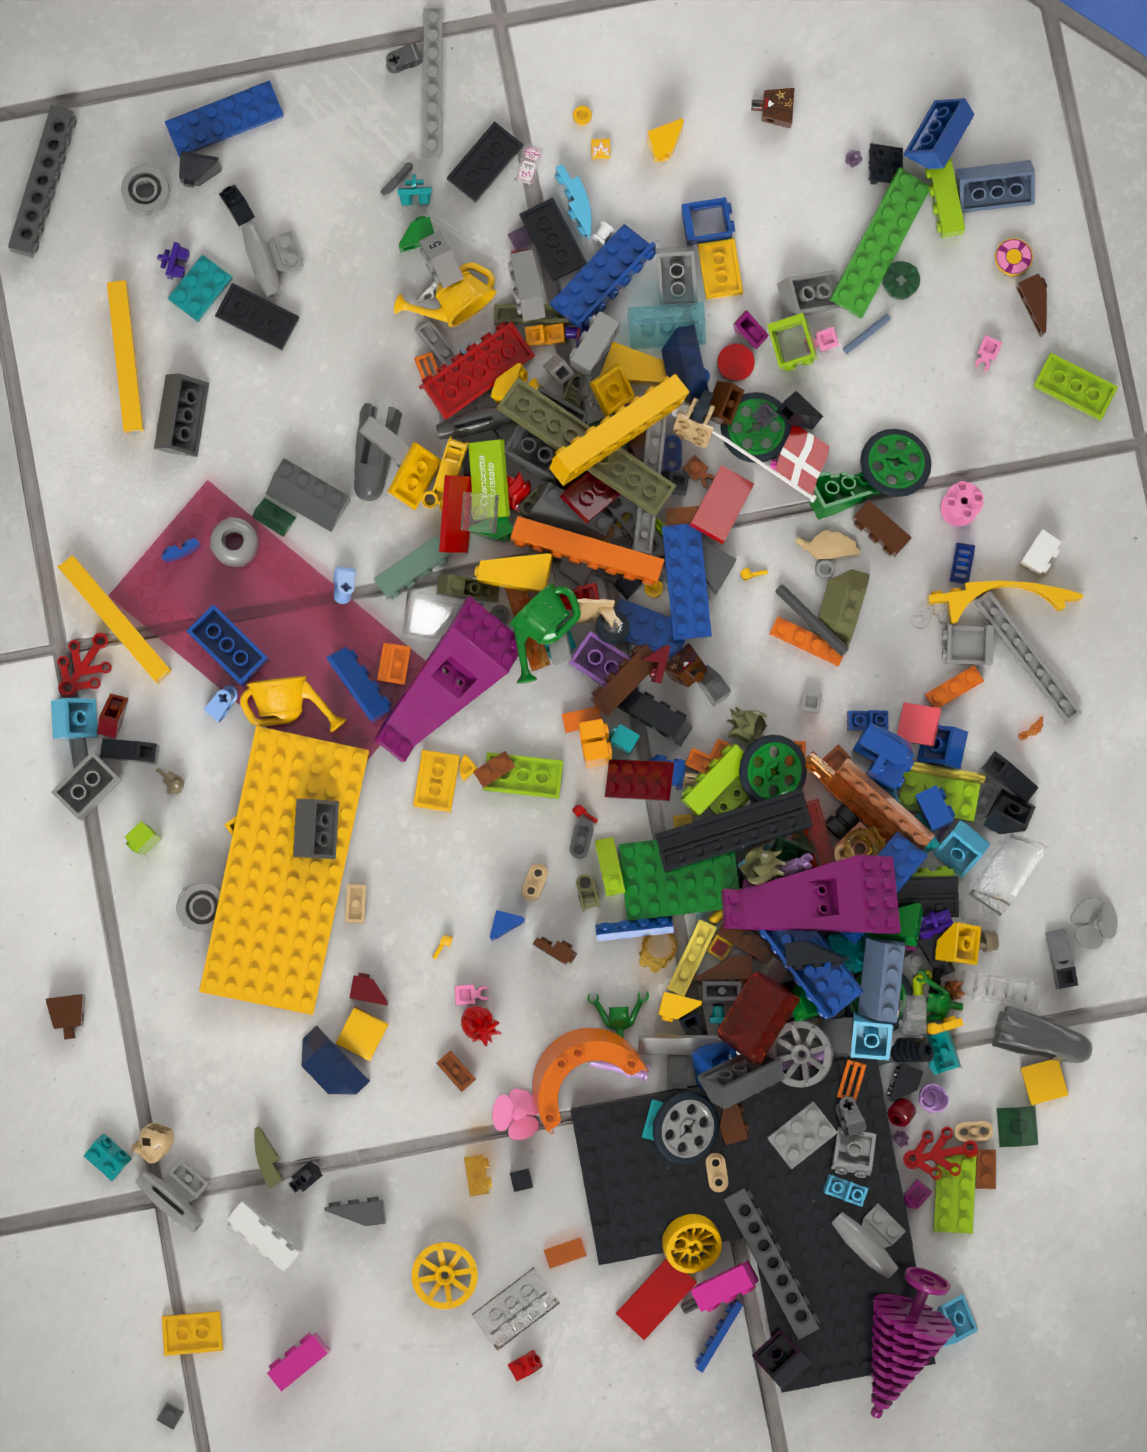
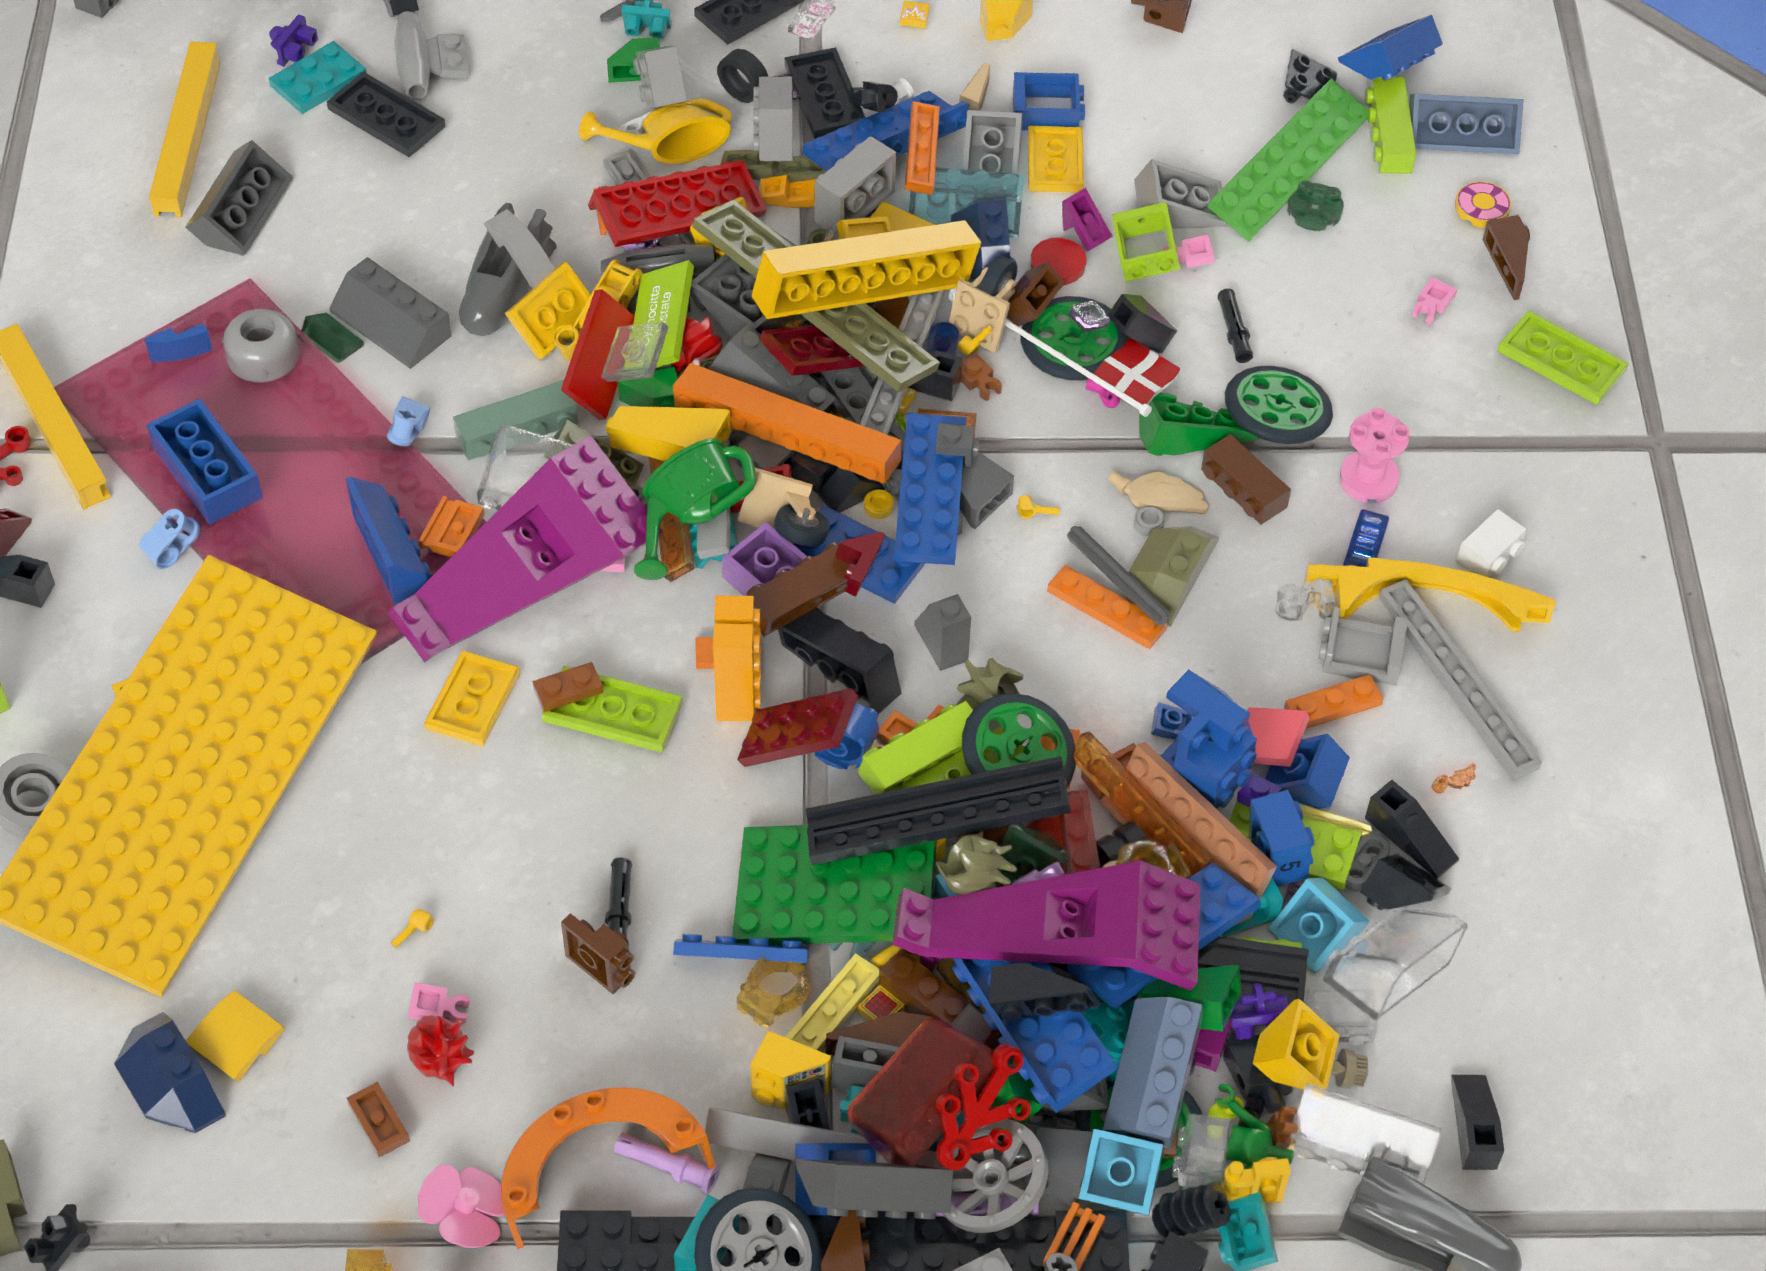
camera: 10 degrees right, 30 degrees down
(173, 781) = (56, 629): dark tan piece -> none
(283, 699) = (262, 537): yellow piece -> none
(315, 828) = (255, 706): dark grey slope -> none
(355, 903) = (287, 842): tan plate -> none
(367, 990) = (263, 970): dark red slope -> none
(466, 767) = (523, 688): yellow tile -> none
(495, 241) = (732, 80): none -> black tyre
(504, 923) = (524, 901): blue slope -> none
(534, 882) = (595, 860): tan plate -> none
(557, 909) = (618, 915): none -> black pin
(558, 369) = (797, 222): light grey brick -> none
(579, 206) = (868, 49): medium azure slope -> none
(579, 810) = (692, 771): red hand -> none
(580, 839) = (682, 813): dark grey plate -> none
(587, 894) = (675, 888): olive piece -> none
(588, 247) = (874, 96): none -> black hips
(609, 867) = (721, 861): lime slope -> none
(619, 1016) = (684, 1076): green piece -> none
(623, 739) = (786, 674): teal brick -> none
(632, 297) = (922, 148): none -> orange tile
(656, 226) = (976, 89): none -> tan slope
(686, 667) = (908, 597): reddish brown torso -> none
(689, 448) = (968, 345): none -> yellow hand
(698, 547) = (957, 441): none -> dark grey bracket
(721, 504) = (1004, 406): tile -> none
(781, 1049) = (978, 1111): none -> red plant
(811, 702) = (1098, 683): light grey plate -> none
(853, 158) = (1266, 69): clear purple plate -> none
(867, 333) = (1256, 257): sand blue bar -> none
(867, 419) = (1237, 334): none -> black pin
(916, 961) = (1210, 1080): light grey plate -> none
(918, 770) = (1256, 788): none -> dark purple plate
(1097, 918) = (1531, 1064): light grey piece -> none

